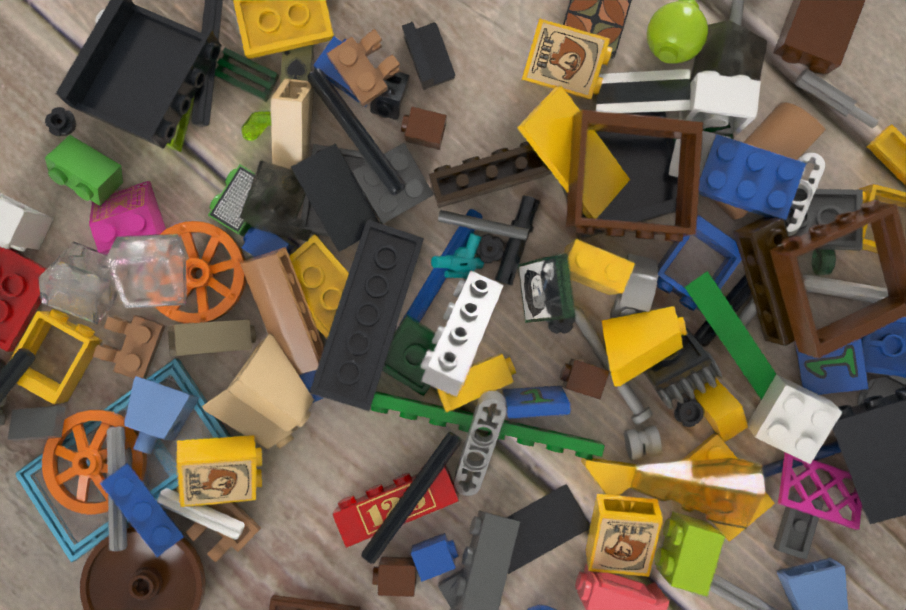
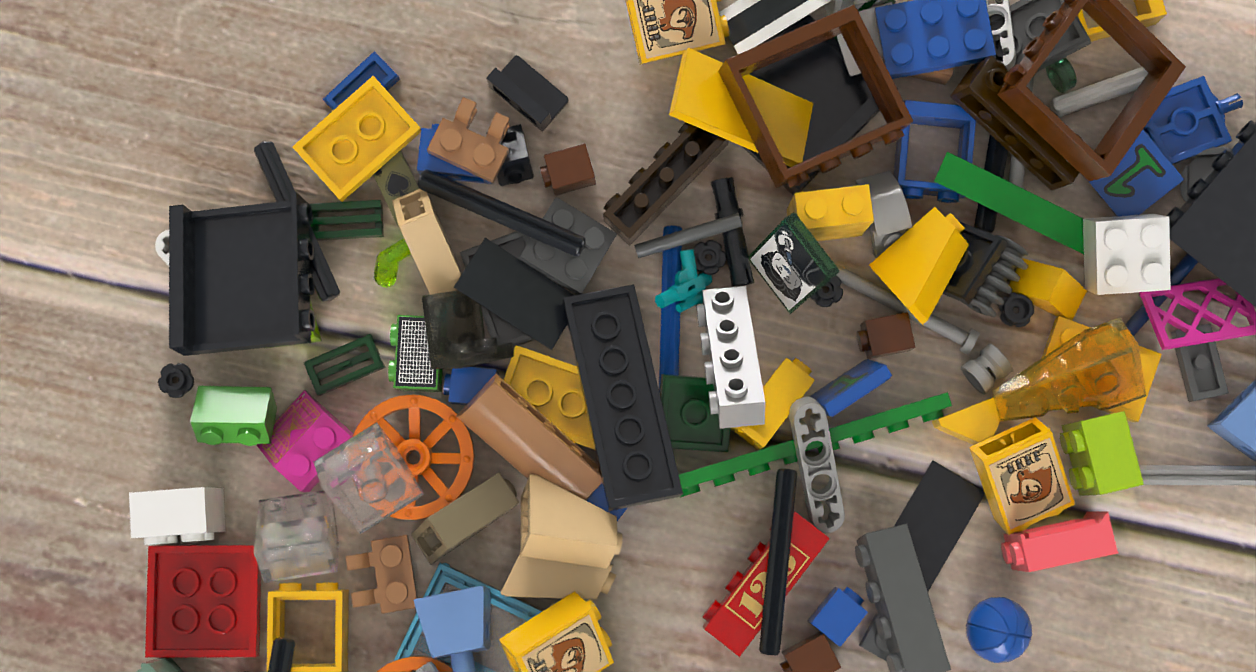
camera: 25 degrees left, 5 degrees down
(211, 181) = (351, 377): none -> dark green tile

